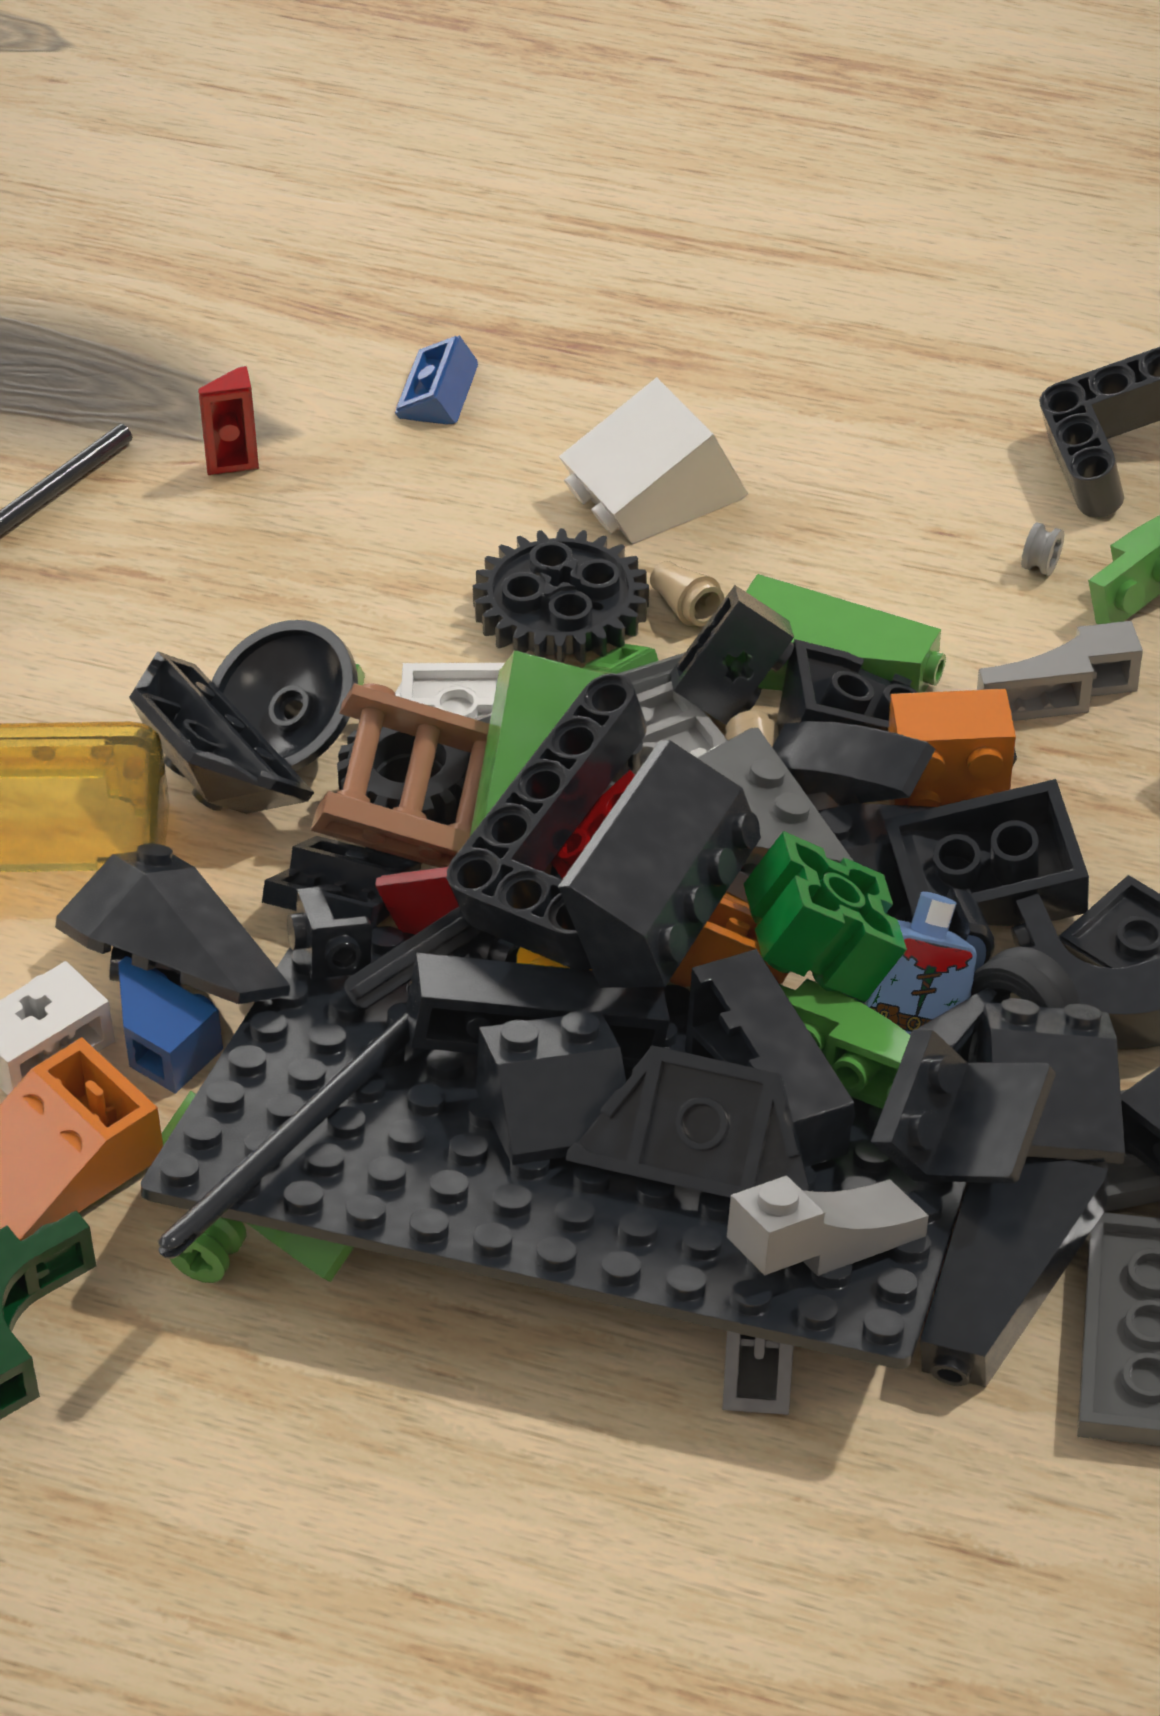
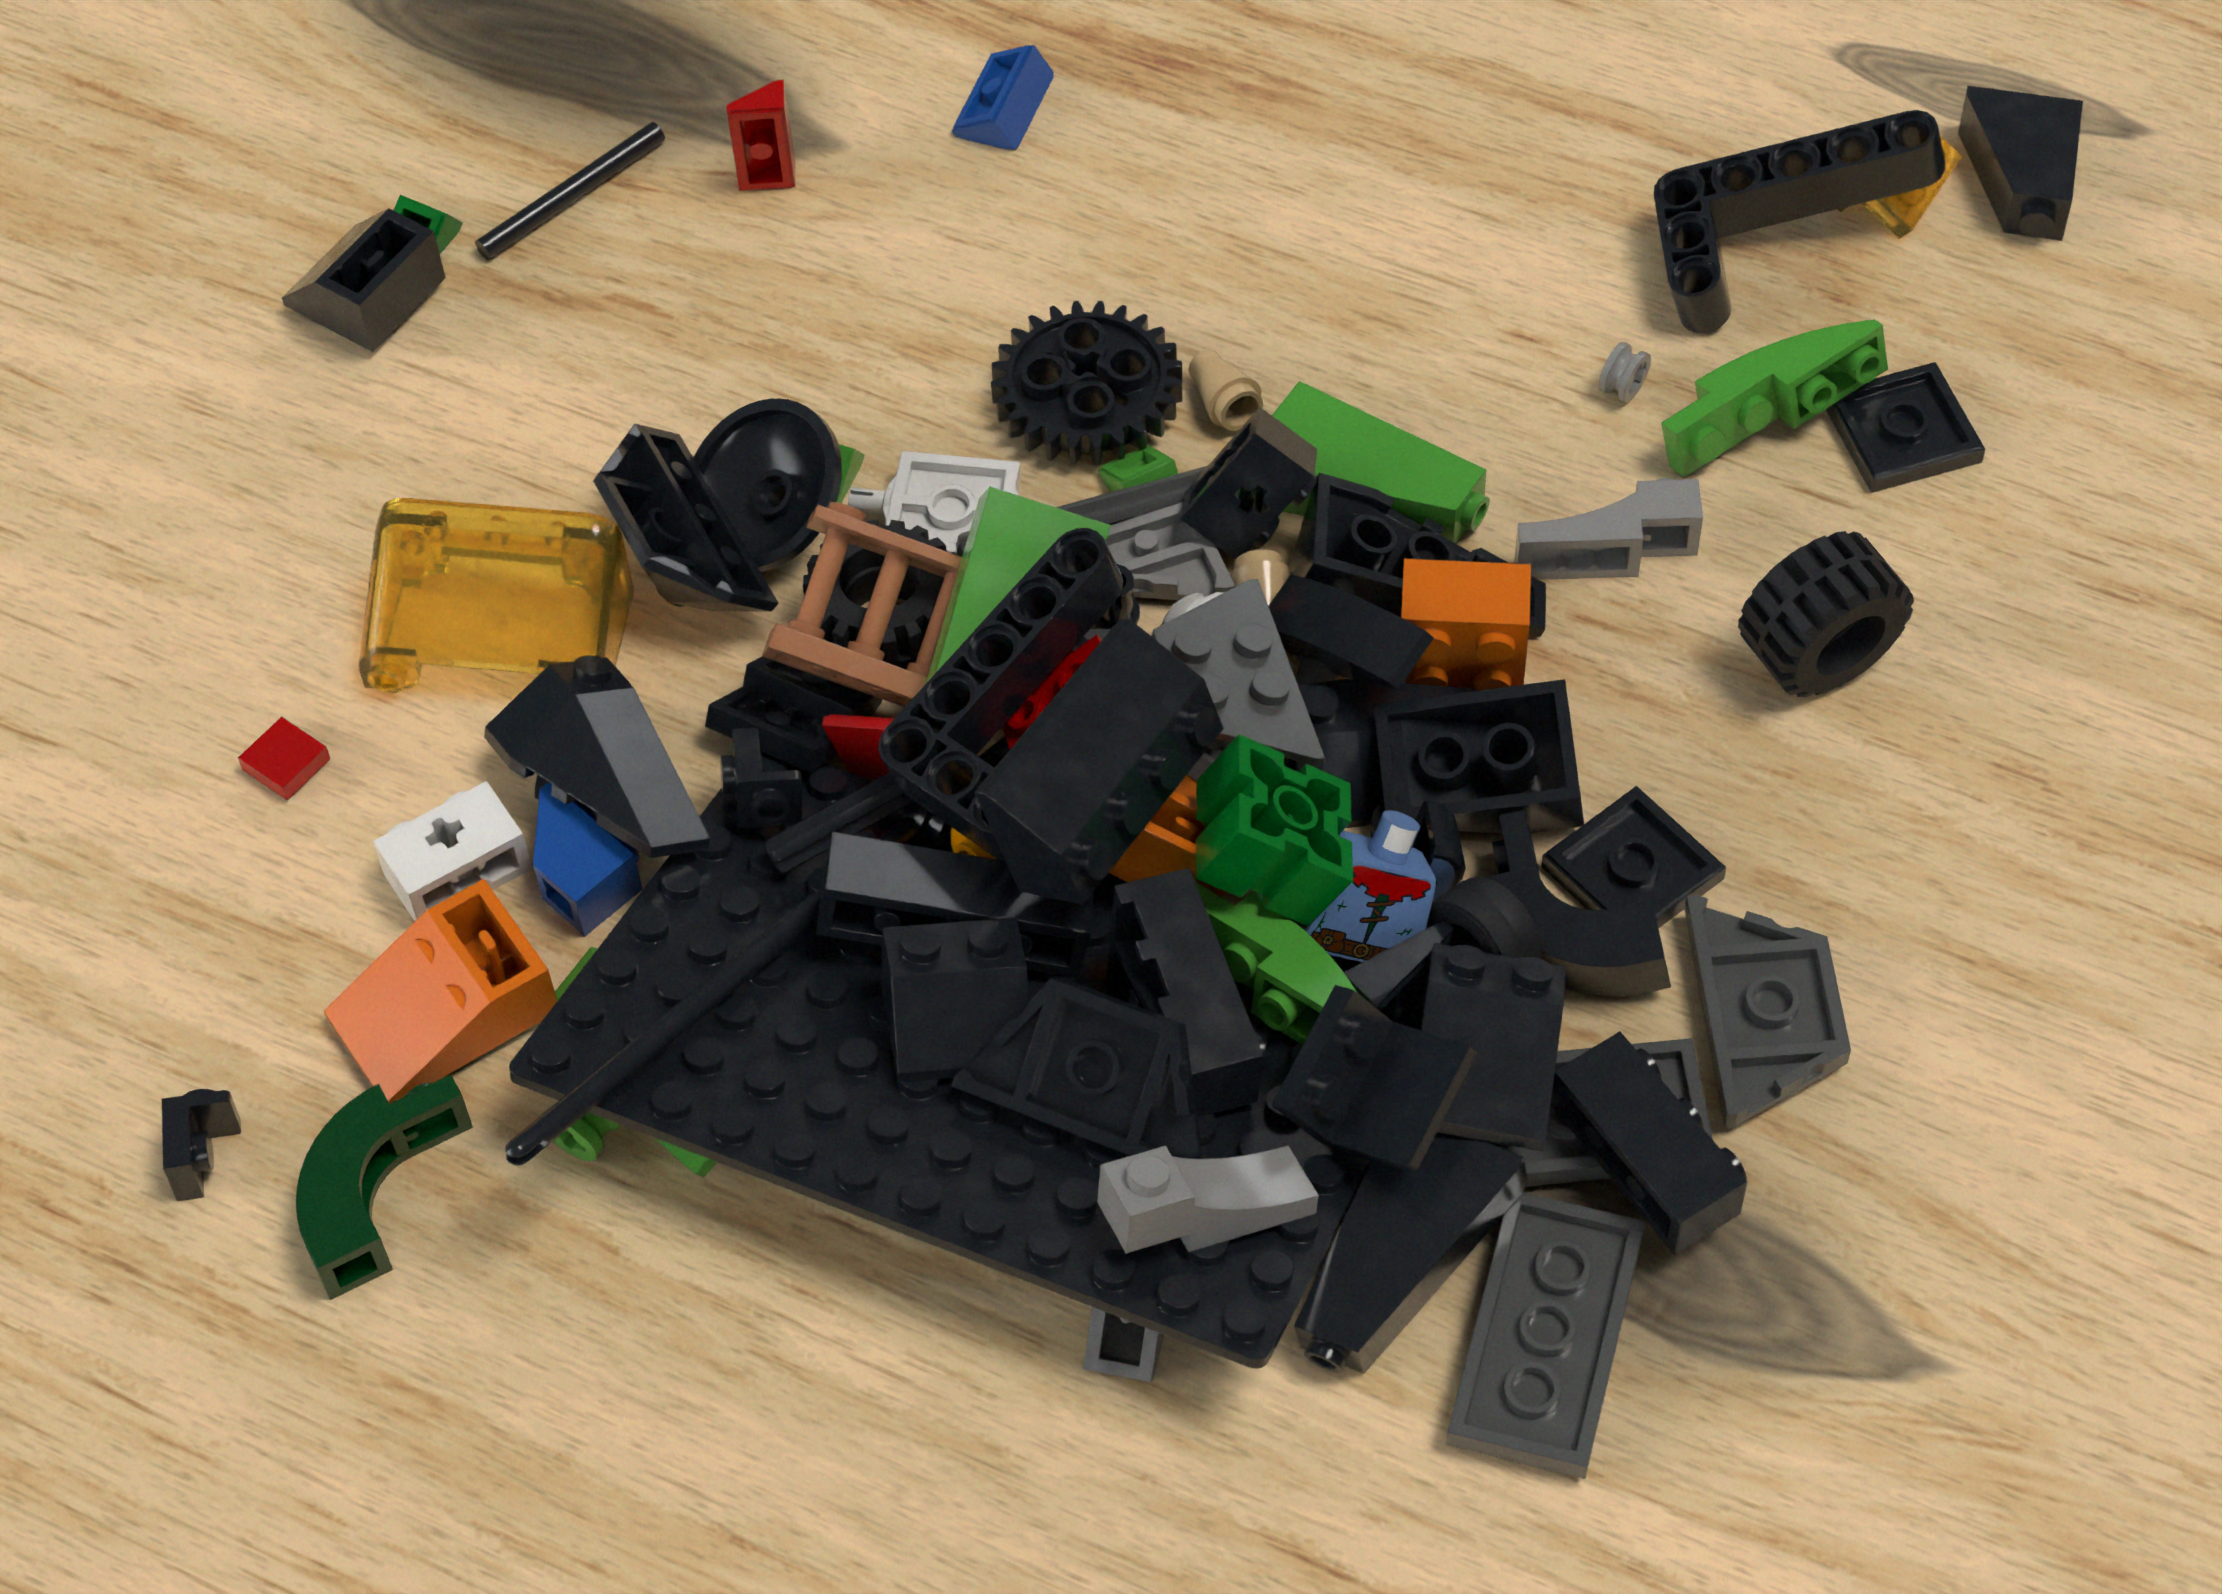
camera: 10 degrees right, 10 degrees up
(651, 467) = (1210, 233): white slope -> none

